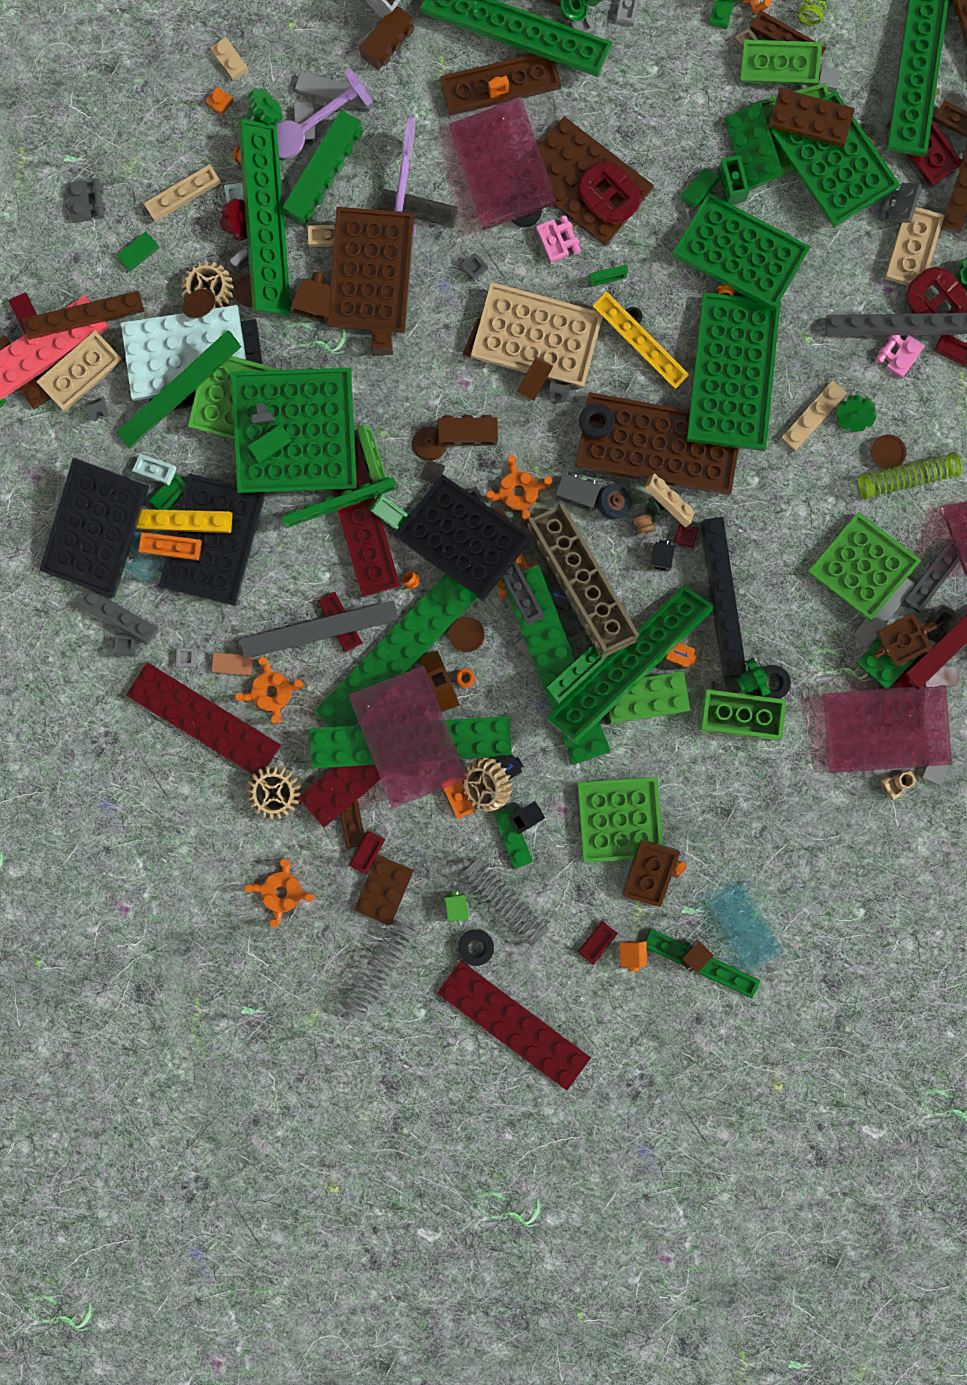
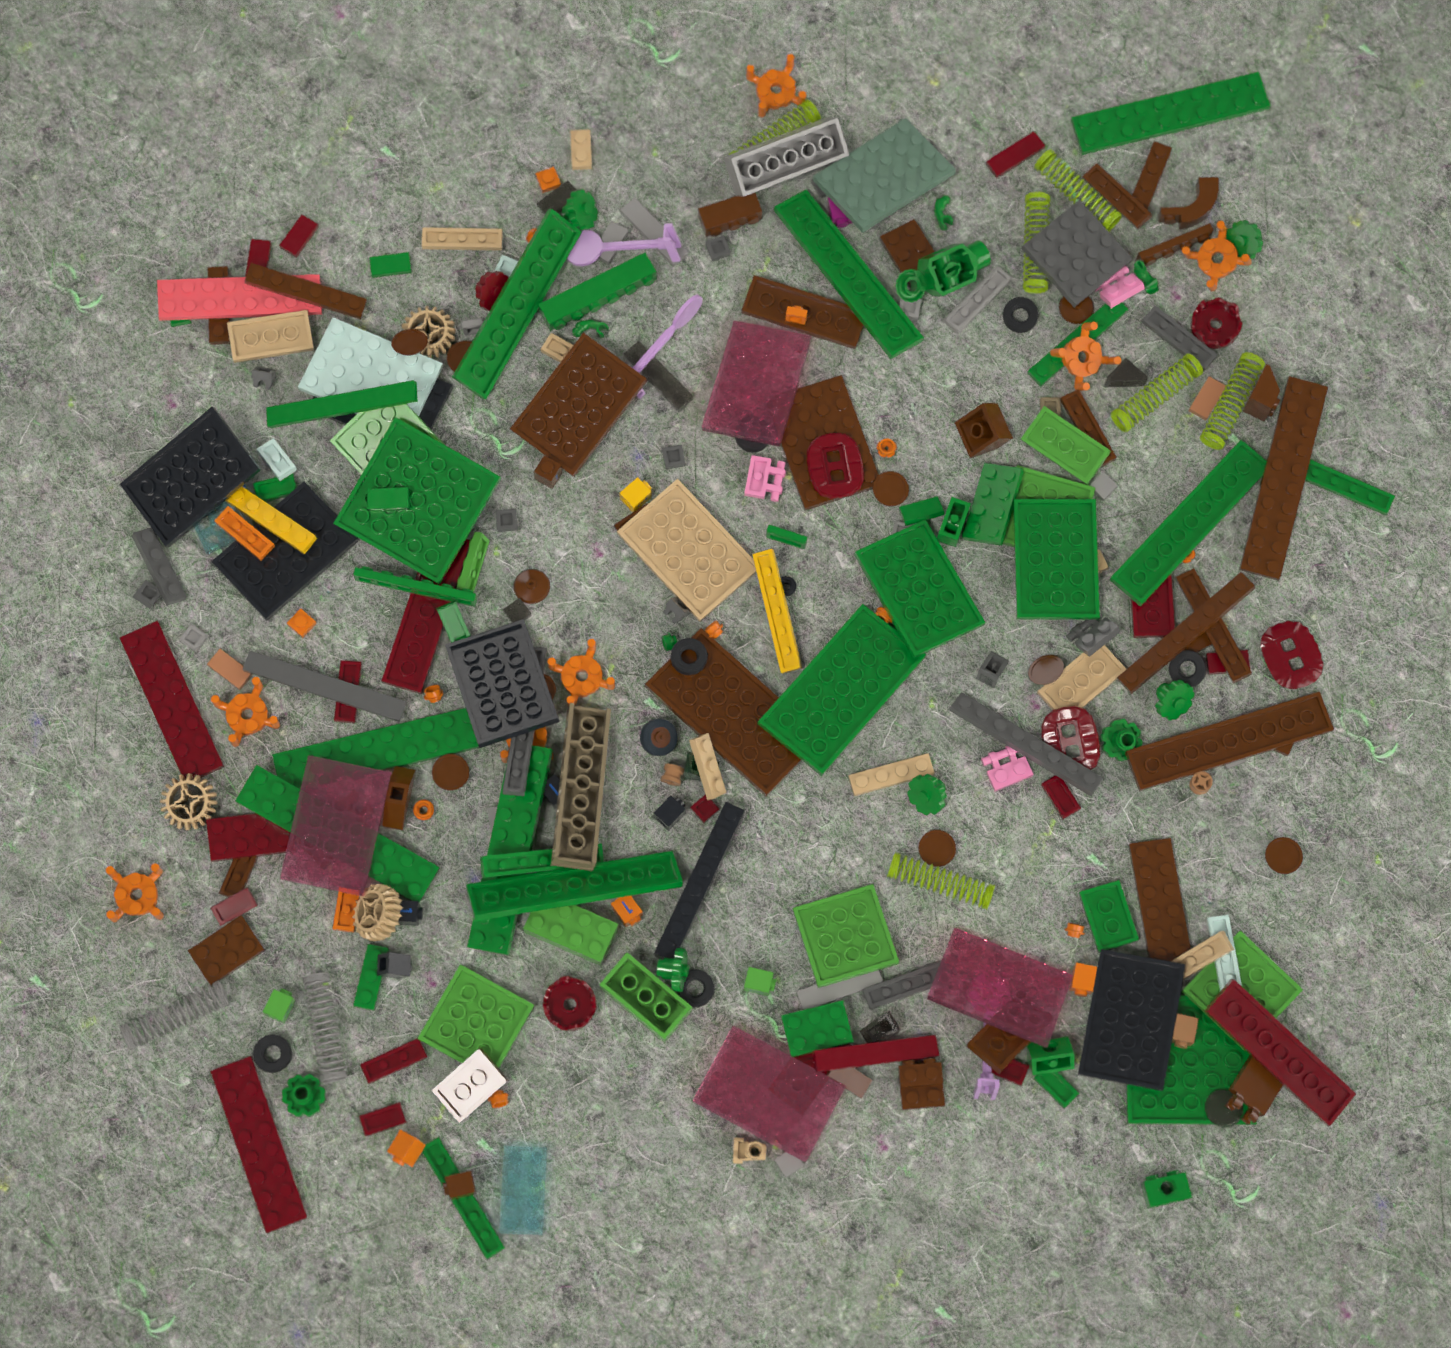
camera: 30 degrees right, 10 degrees down
(46, 274) = (298, 236): none -> dark red tile
(79, 200) = (370, 192): dark grey plate -> none
(237, 111) = (556, 198): none -> clear smoke tile
(262, 415) = (397, 470): dark grey tile -> none
(265, 590) = (301, 623): none -> orange plate
(312, 299) = (512, 397): reddish brown torso -> none
(330, 203) = (584, 325): none -> green piece
(374, 402) = (506, 520): none -> dark grey plate
(395, 72) = (717, 248): none -> dark grey plate
(464, 316) = (636, 494): none -> yellow brick
(467, 431) = (570, 594): reddish brown brick -> none
(524, 964) = (303, 1095): none -> green plant
(535, 378) = (660, 586): reddish brown tile -> none
(570, 420) = (668, 641): none -> green plate
(575, 891) = (393, 1061): none -> dark red tile
(578, 491) = (632, 708): dark grey brick -> none
(599, 387) = (714, 629): none -> orange plate
(638, 148) = (886, 443): none -> orange plate
(664, 184) = (890, 488): none -> reddish brown piece
(698, 754) = (565, 989): none -> dark red plate
(706, 90) = (983, 429): none -> reddish brown slope
(811, 117) = (1056, 510): reddish brown plate -> none
(820, 645) = (759, 981): none -> bright green brick
(839, 282) = (992, 669): none -> dark grey slope
(881, 255) = (1045, 669): none -> reddish brown piece
(904, 640) = (832, 1020): reddish brown plate -> none

